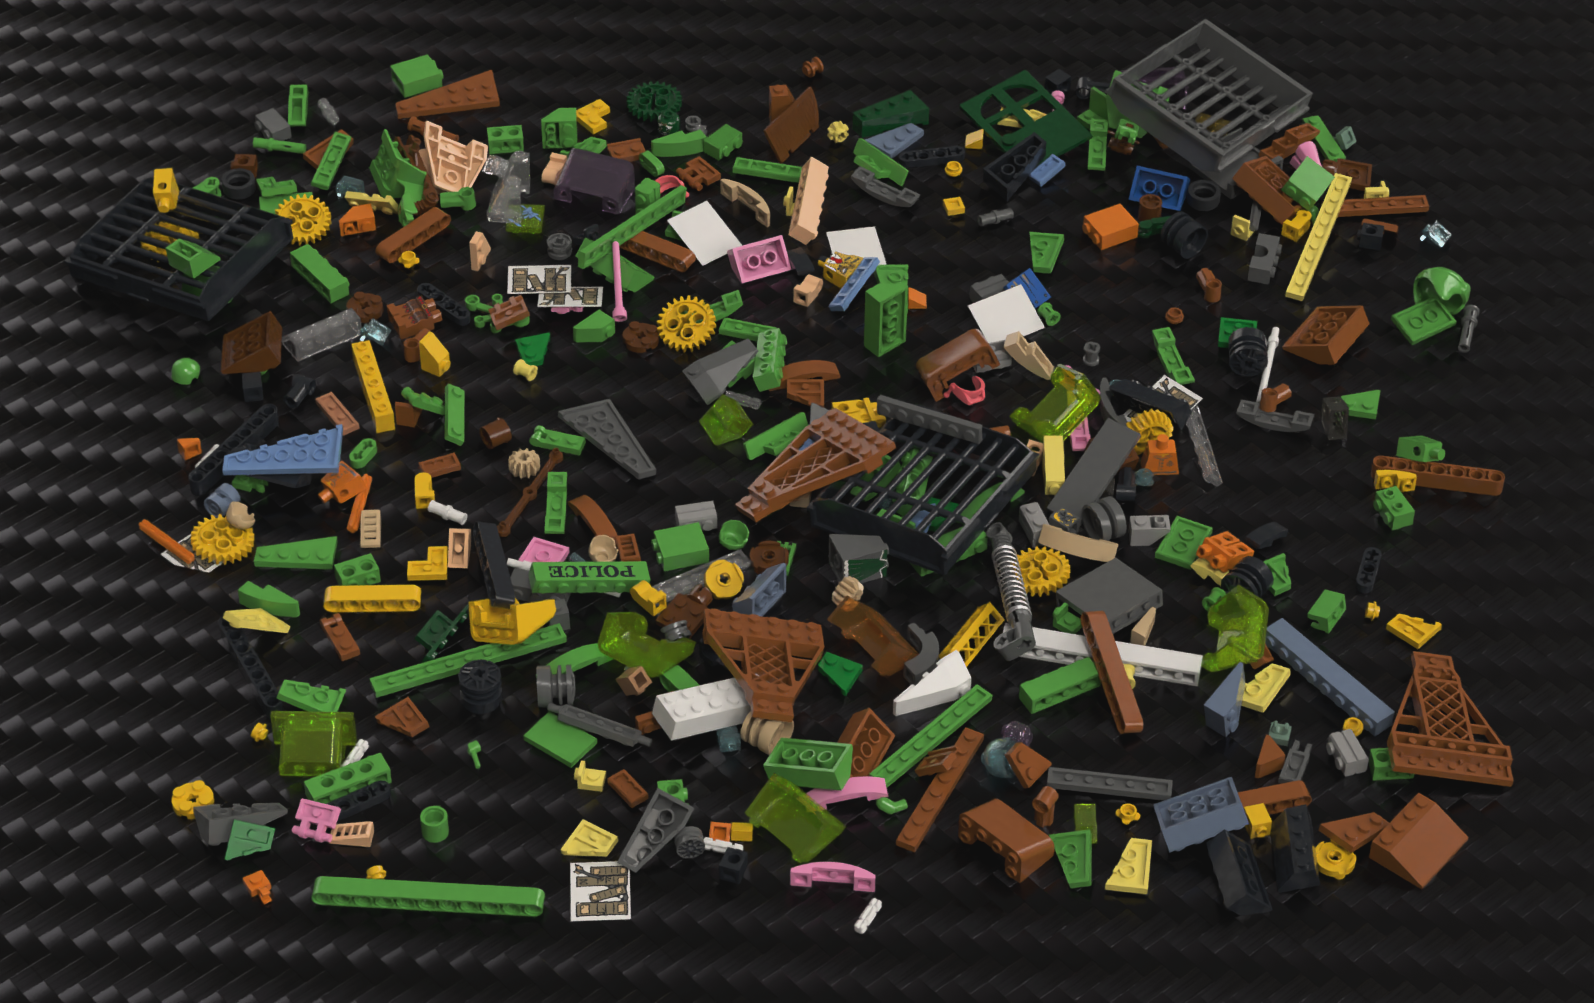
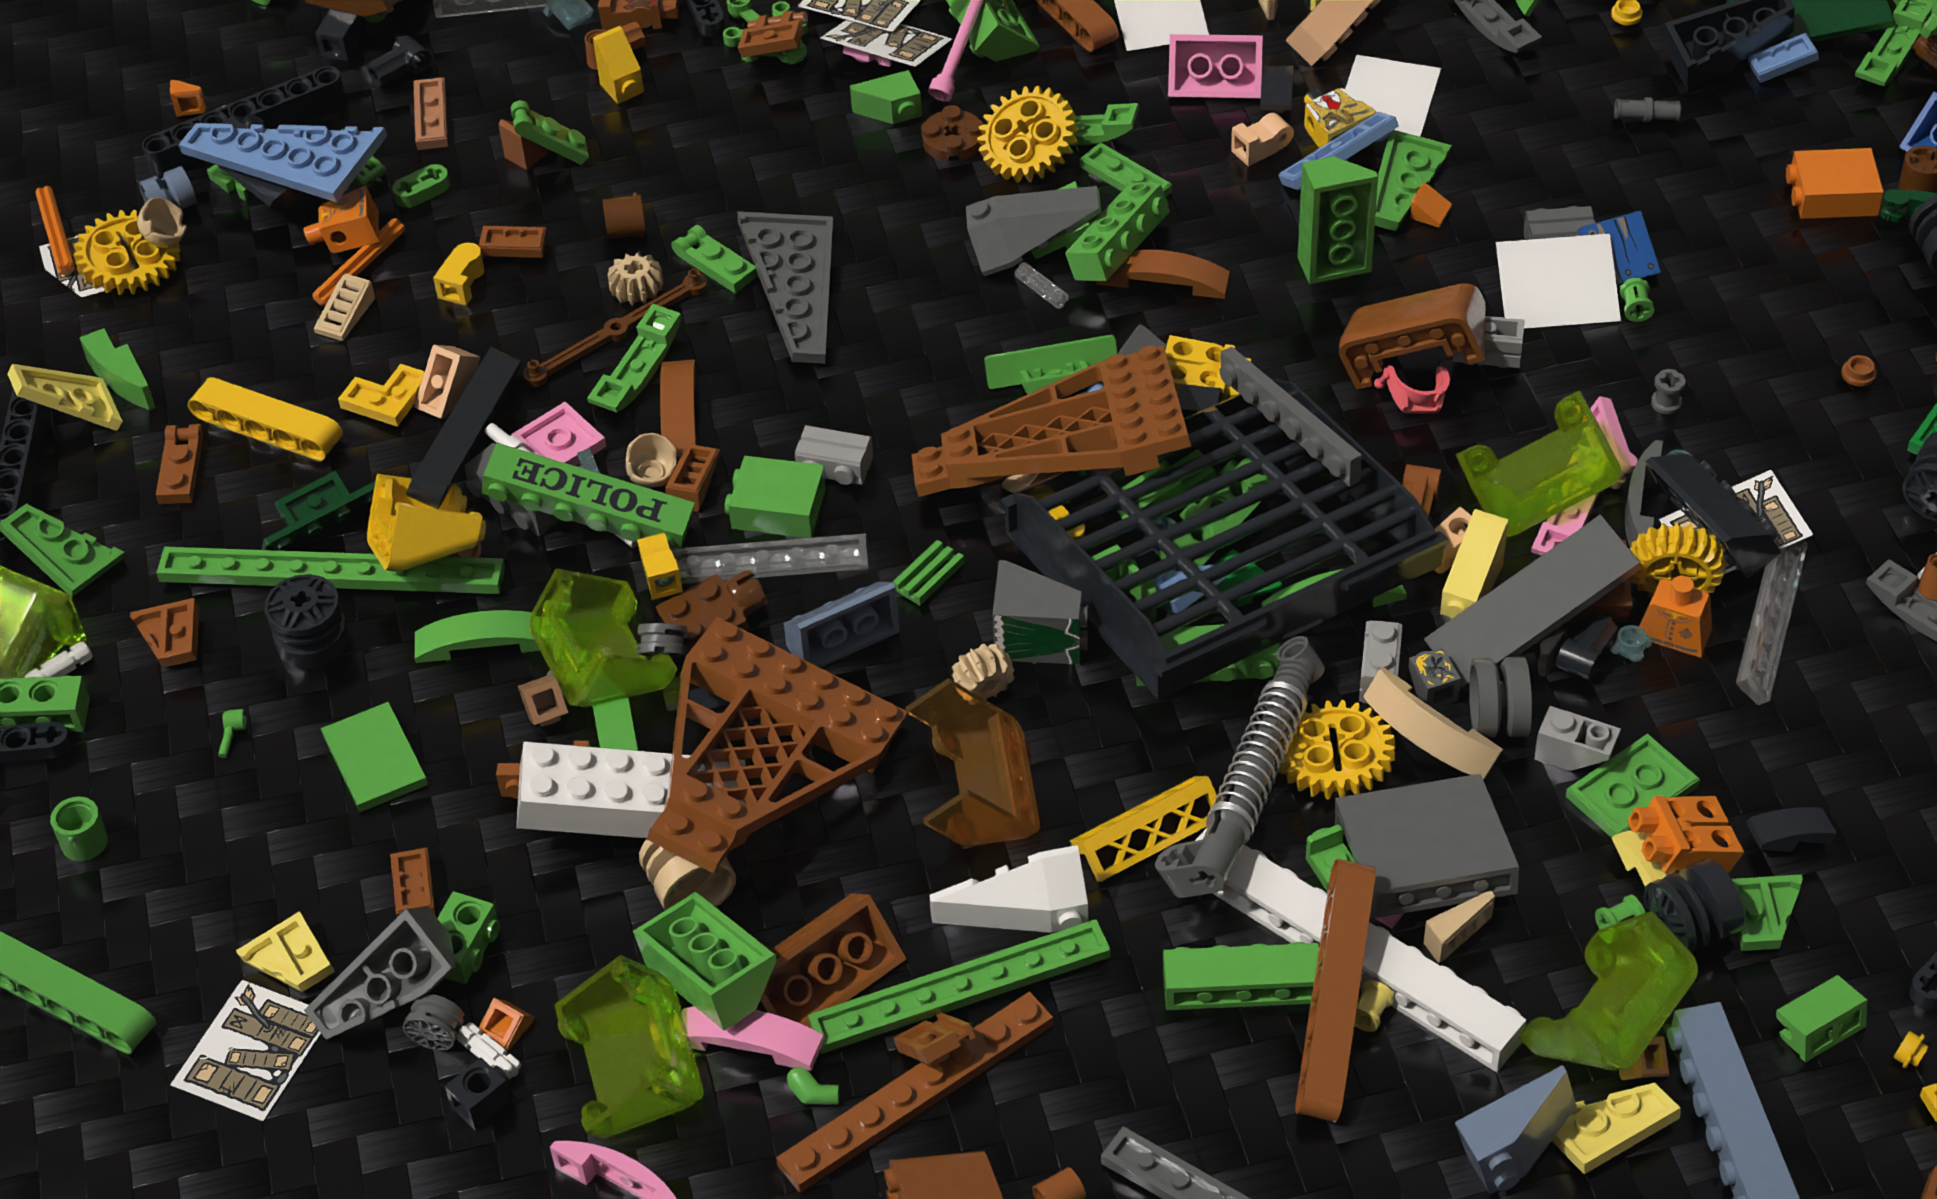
camera: 30 degrees right, 5 degrees up
(300, 554) = (222, 314): bright green wing -> none
(357, 571) = (273, 369): bright green brick -> none
(373, 386) = (502, 86): yellow brick -> none
(447, 512) = (471, 319): white pin -> none
(454, 414) = (589, 168): bright green plate -> none
(525, 370) = (738, 128): light yellow bush -> none
(533, 348) = (779, 103): green wing -> none
(555, 685) = (412, 663): dark grey wheel -> none
(561, 615) = (511, 542): dark grey brick -> none
(589, 778) = (368, 841): light yellow bracket -> none
(599, 725) = (441, 756): dark grey plate -> none
(725, 421) = (988, 310): clear neon green slope -> none
(726, 569) = (786, 563): yellow plate -> none
(728, 739) = (624, 861): clear light blue bracket -> none
(733, 535) = (869, 506): bright green hair -> none
(741, 831) = (538, 1034): yellow slope -> none
(759, 555) = (906, 548): reddish brown plate -> none
(806, 391) = (1150, 304): dark orange wing -> none
(840, 671) = (890, 807): green wing -> none
(929, 654) = (1049, 832): dark grey arch -> none
(953, 206) = (1588, 72): yellow plate -> none
(995, 759) = (1048, 1077): clear light blue cylinder -> none
(1017, 732) = (1105, 1042): clear purple head -> none
(1026, 764) = (1083, 1106): dark orange wing -> none
(1028, 355) = (1546, 357): tan slope -> none
(1045, 250) = (1697, 191): bright green wing -> none
(1169, 356) = (1808, 442): bright green slope -> none

